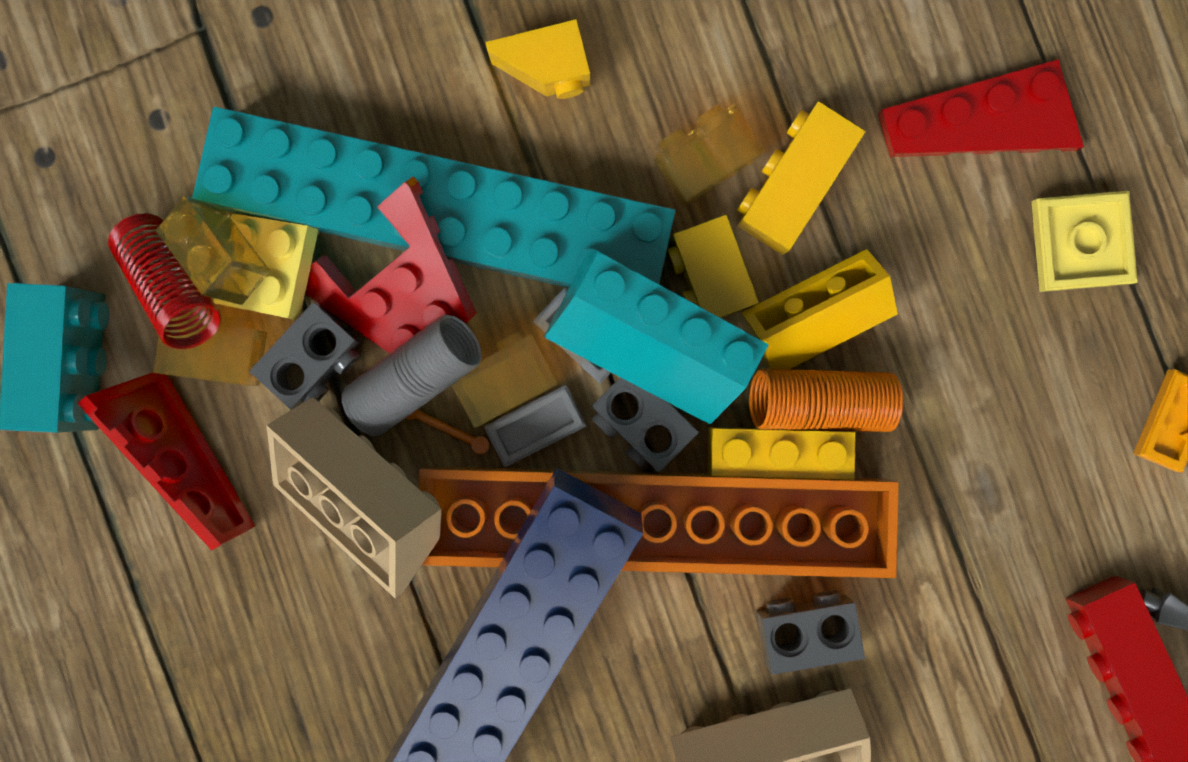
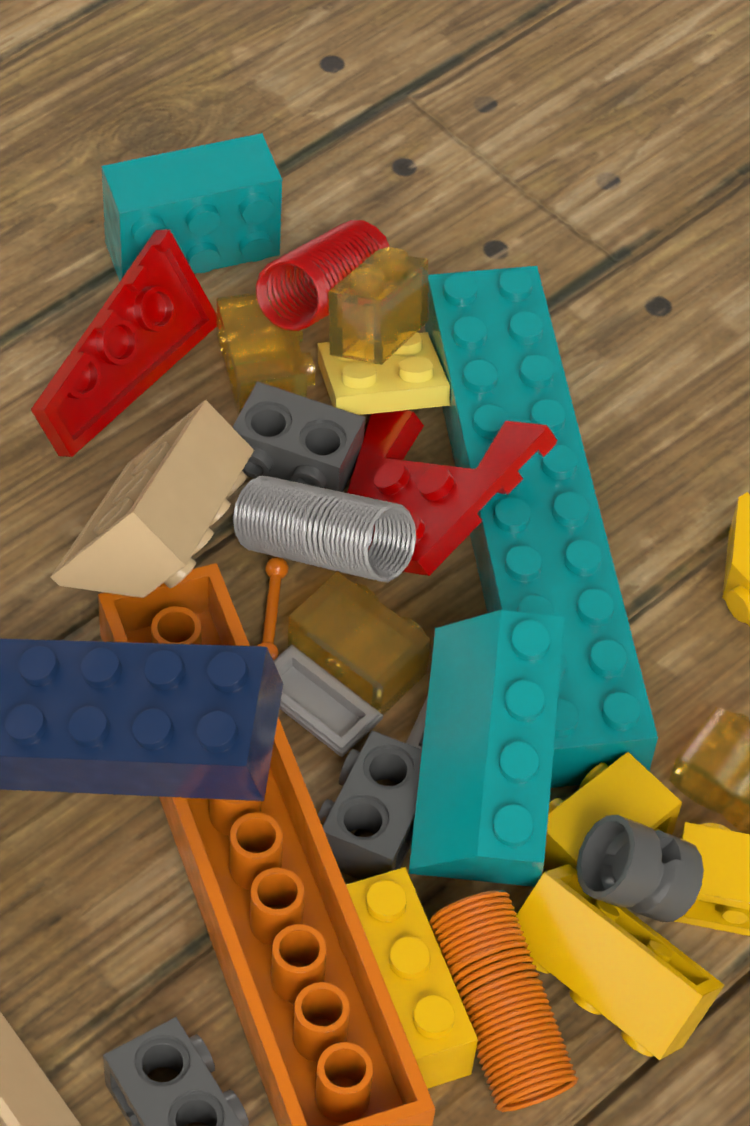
camera: 65 degrees right, 35 degrees down
(777, 272) = (639, 868): none -> dark grey wheel

